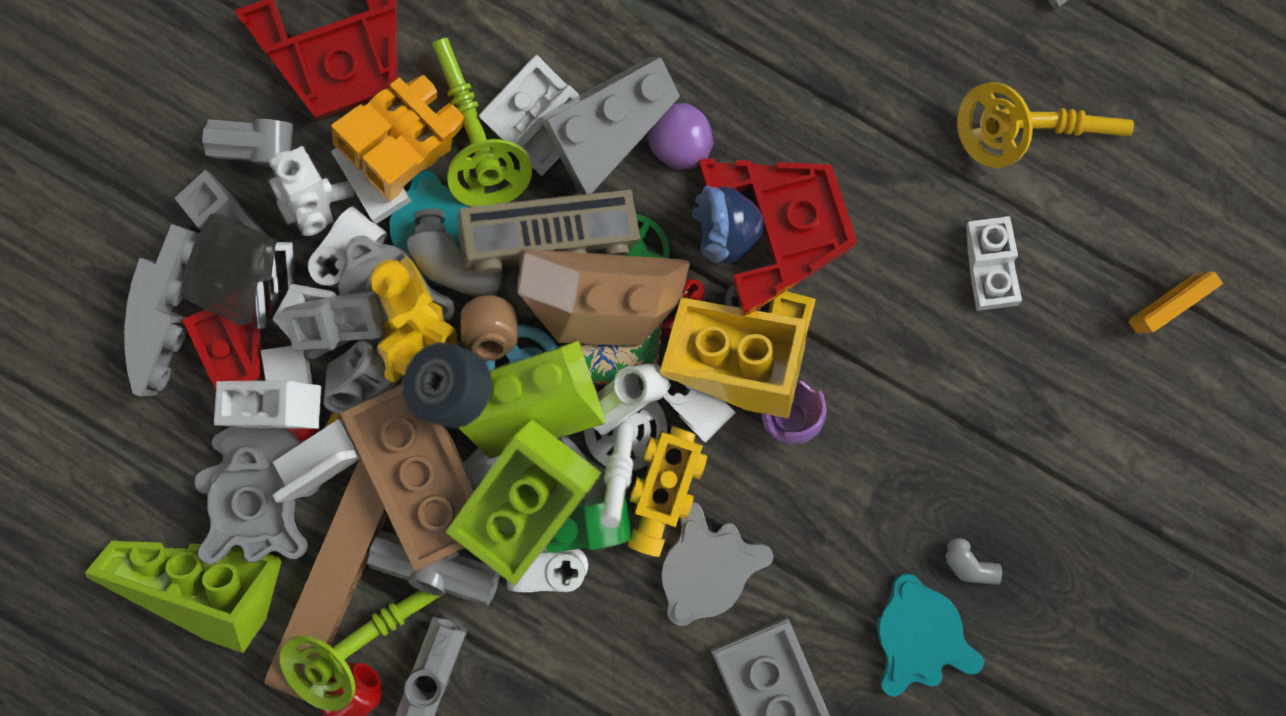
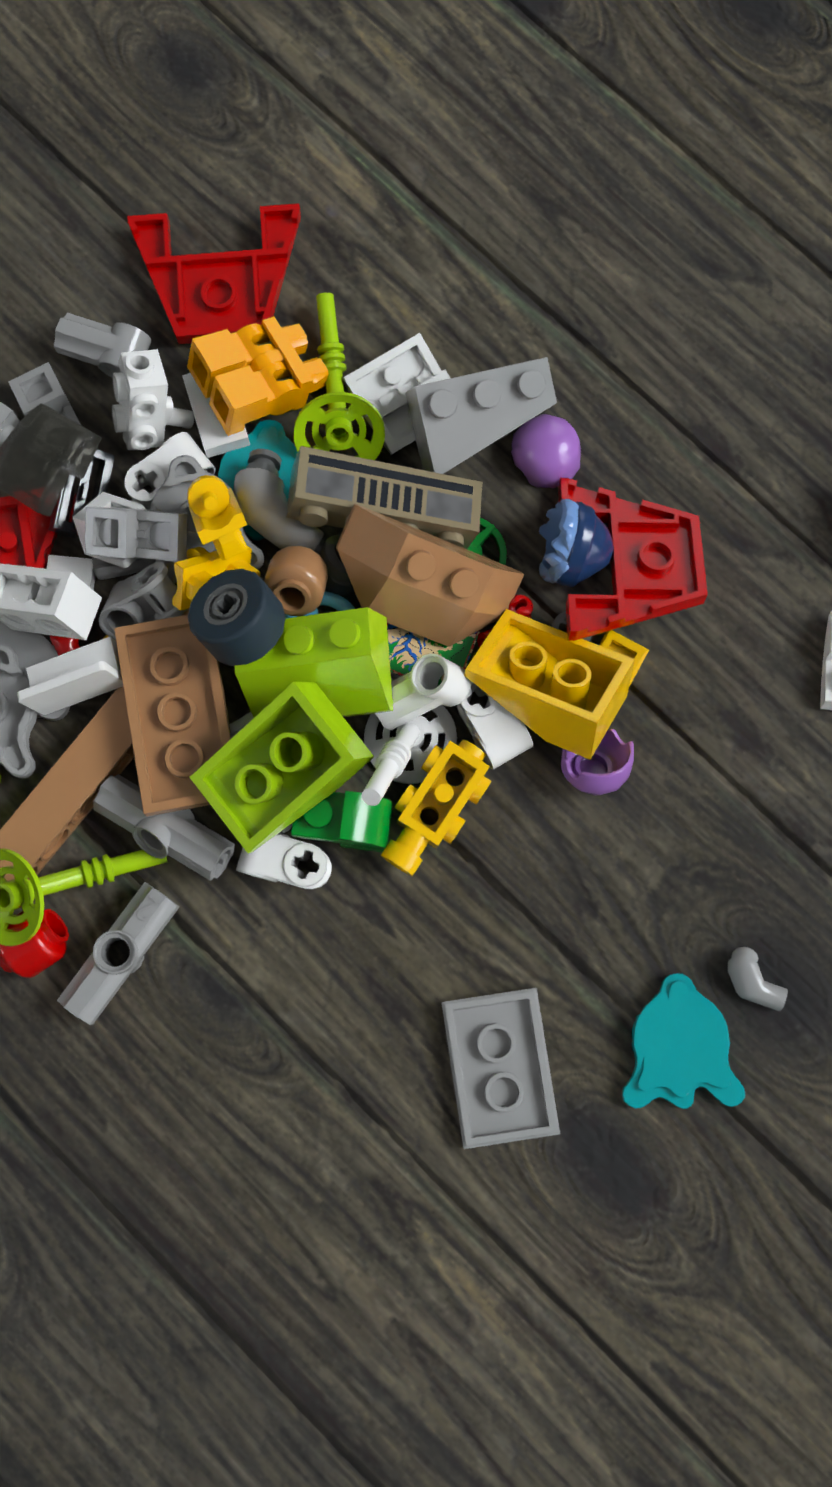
camera: 10 degrees right, 10 degrees down
(708, 568) = (460, 910): light grey tile -> none

